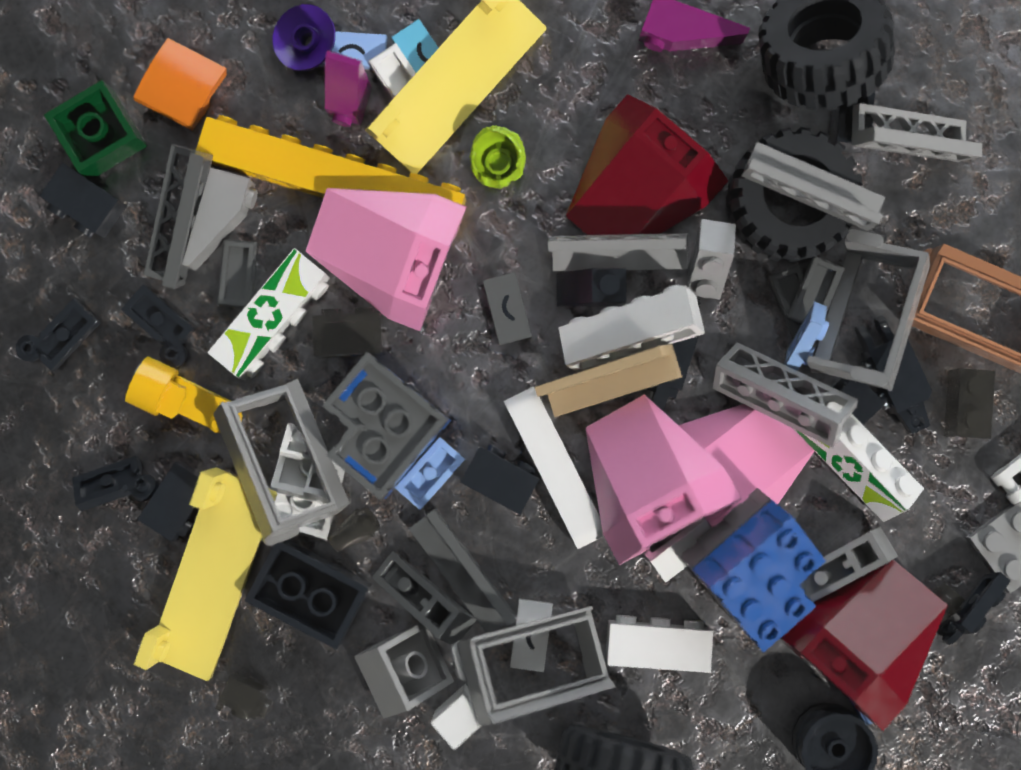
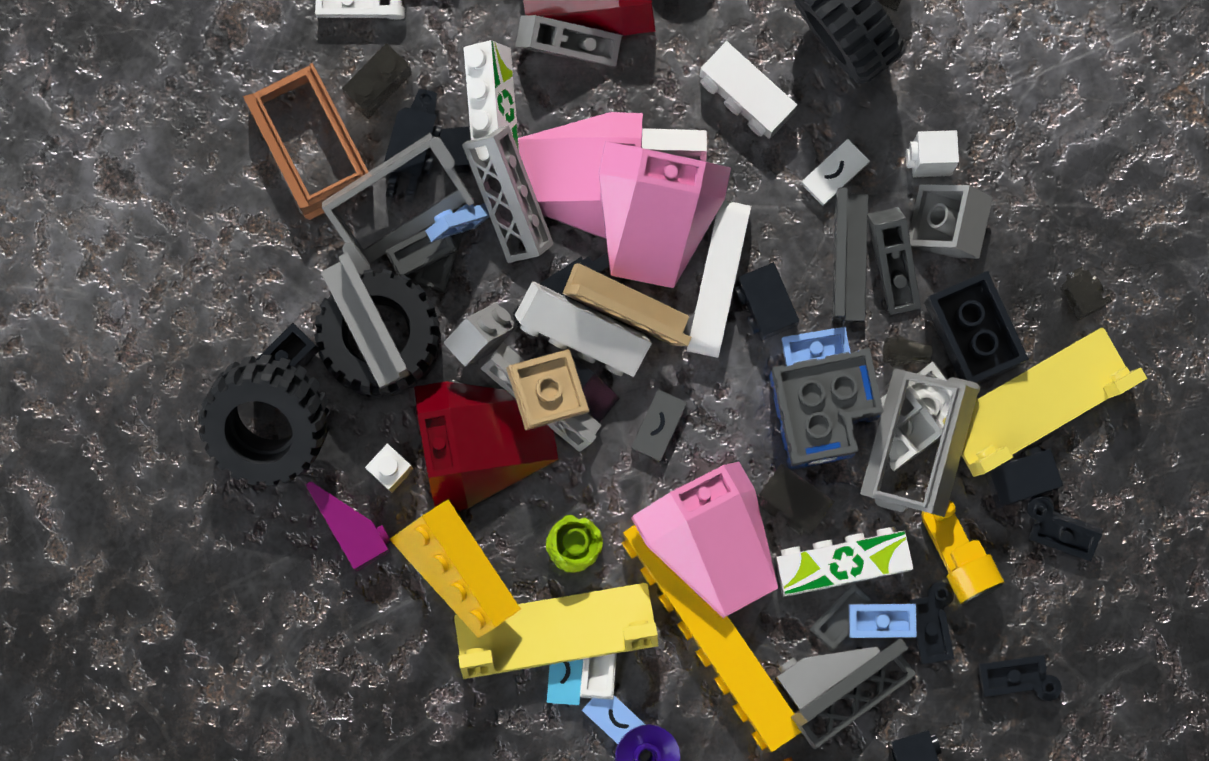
camera: 145 degrees left, 5 degrees down
(200, 292) = (882, 620): none -> light blue plate
(345, 89) = (652, 681): magenta slope -> none
(472, 667) = (896, 178): light grey piece -> none
(572, 56) = (456, 568): none -> yellow wedge
(618, 253) = (547, 389): none -> tan tile
(694, 98) = (389, 468): none -> white brick
(756, 568) = (634, 86): blue piece -> none
(910, 141) = (258, 296): light grey fence -> none

